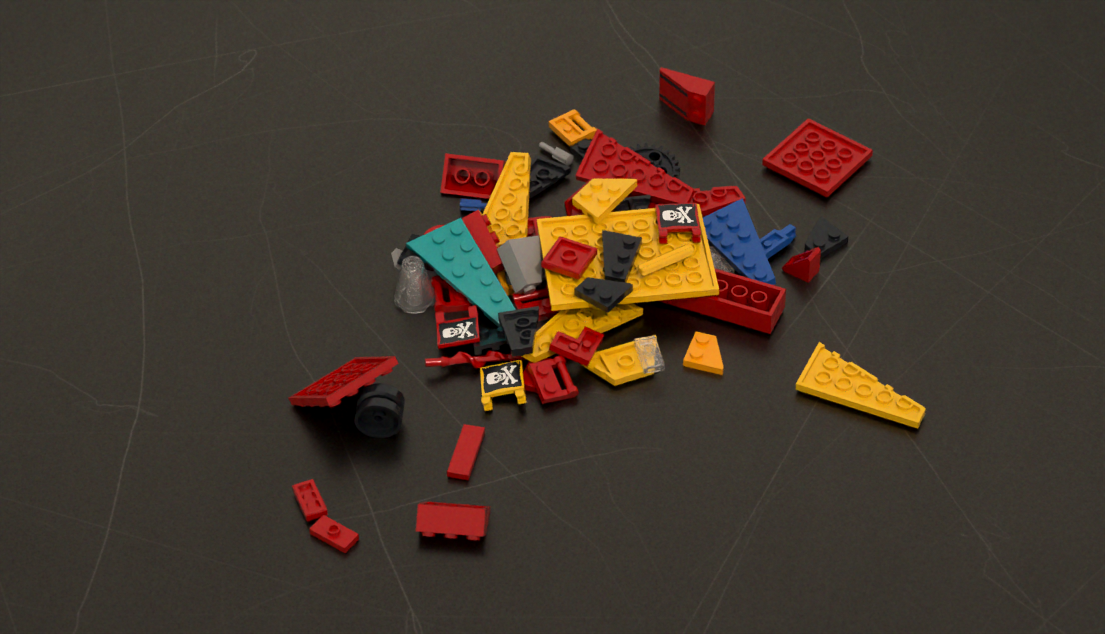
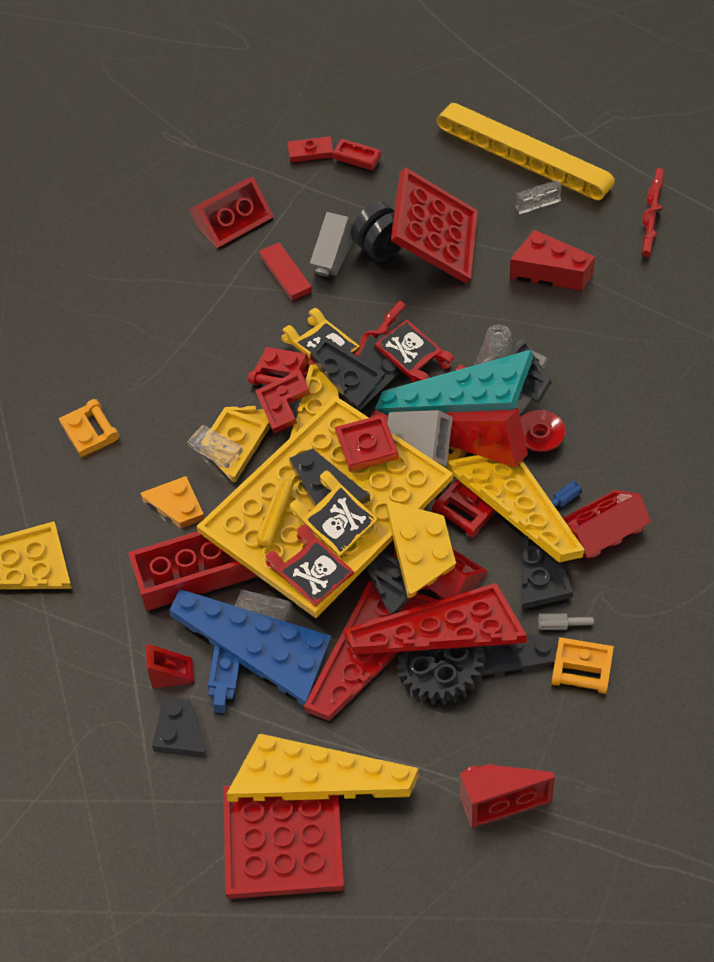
camera: 140 degrees right, 10 degrees up
(181, 314) = (649, 215): none -> red piece
(199, 416) = (526, 151): none -> yellow beam
(239, 374) = (538, 197): none -> clear plate
(298, 326) = (552, 261): none -> red wedge
(415, 435) = (332, 244): none -> light grey slope
(603, 293) = (298, 434): black wing -> none
(635, 227) = (337, 518): none -> flag
(721, 440) = (81, 431): none -> light orange plate
(779, 169) = (315, 772): none -> yellow wing

